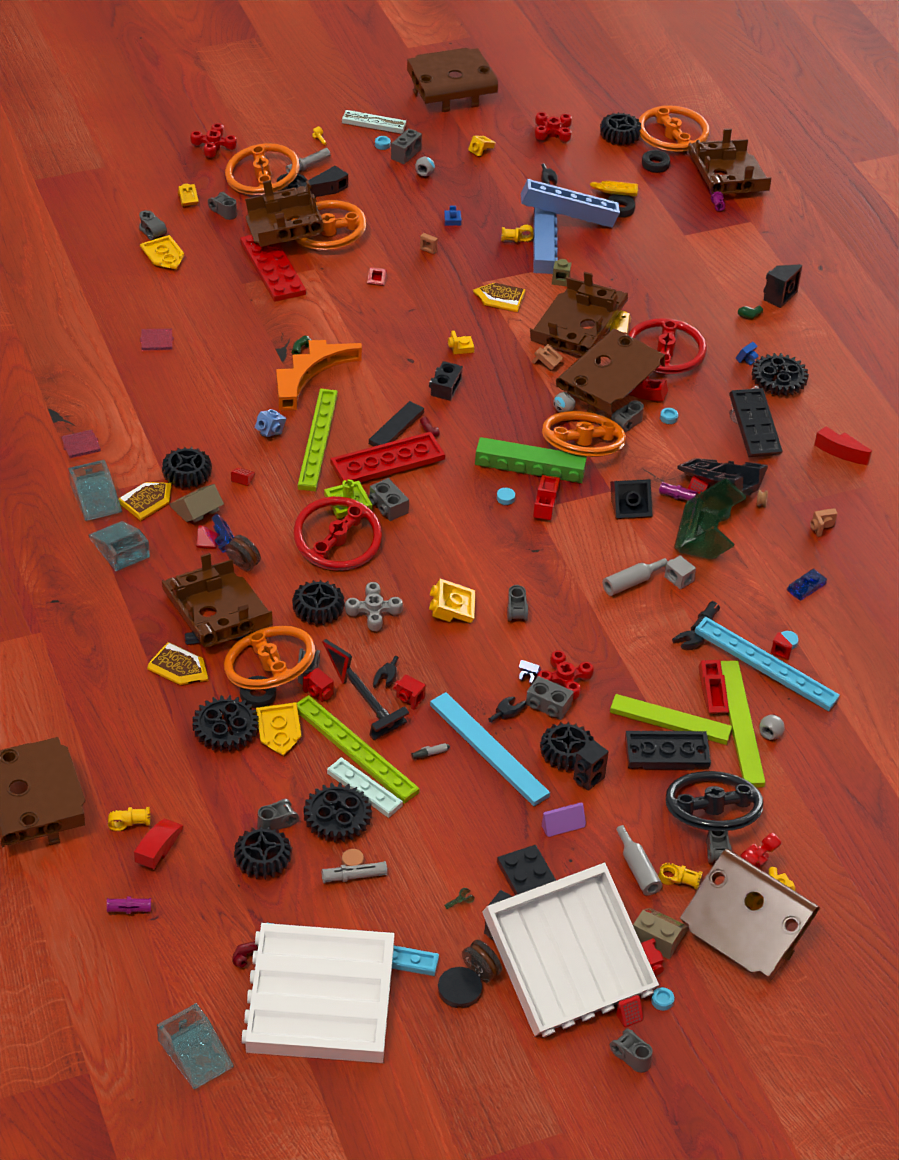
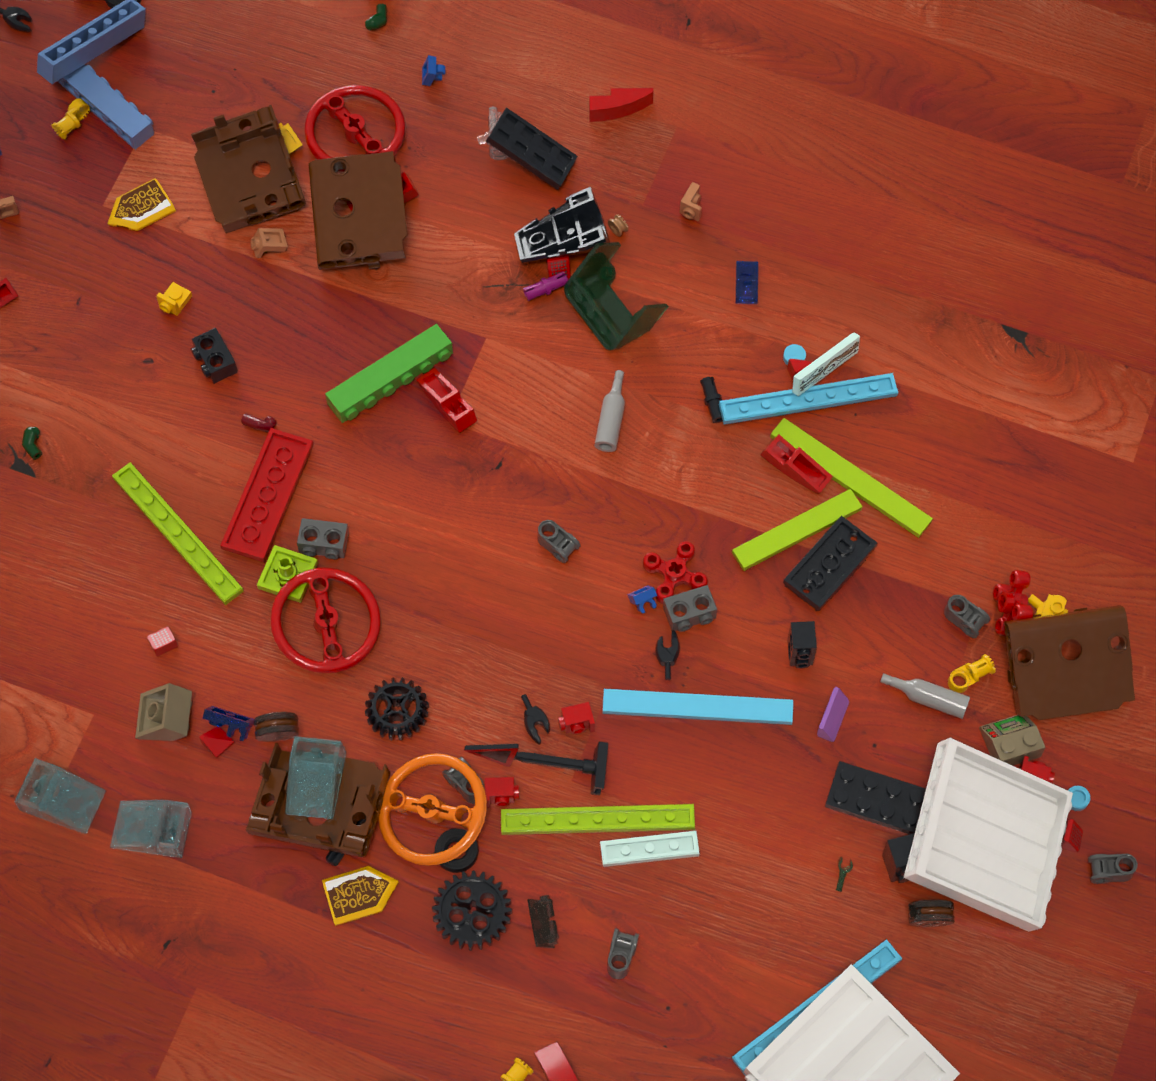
camera: 45 degrees left, 20 degrees up
(146, 499) = (108, 753): tile -> none
(186, 467) = (87, 682): black gear -> none
(230, 587) = (314, 777): none -> clear light blue slope
(254, 762) = (544, 930): none -> clear smoke hinge
(270, 423) = (121, 560): medium blue brick -> none
(275, 848) = (659, 1004): black gear -> none
(279, 726) = (516, 865): yellow tile -> none
(305, 366) = (68, 465): orange arch -> none
(337, 812) = (674, 914): black gear -> none
(351, 872) = (725, 960): light grey pin -> none
(352, 857) = (722, 926): nougat tile -> none
(373, 606) = (439, 658): light grey gear -> none
(397, 424) = (227, 449): black tile -> none
(428, 751) = (655, 760): piece -> none
(452, 601) = (504, 592): yellow plate -> none
(459, 987) = (933, 950): black tile -> none
(505, 496) = (411, 432): medium azure tile -> none
(555, 743) = (746, 628): black gear -> none
(562, 269) = (167, 124): olive brick -> none
(563, 402) = (345, 281): light grey piece -> none
(583, 433) = (402, 300): orange piece -> none
(629, 415) = (414, 243): dark grey piece -> none
(631, 498) = (517, 330): black slope -> none
(669, 416) = (441, 206): medium azure tile -> none
(680, 572) = (642, 372): light grey brick -> none
(692, 640) = (726, 430): black hand -> none
(714, 801) = (923, 578): black piece -> none
(771, 727) = (881, 459): light grey piece -> none
(789, 373) = (463, 72): black gear -> none
(799, 652) = (825, 364): none -> light aqua tile

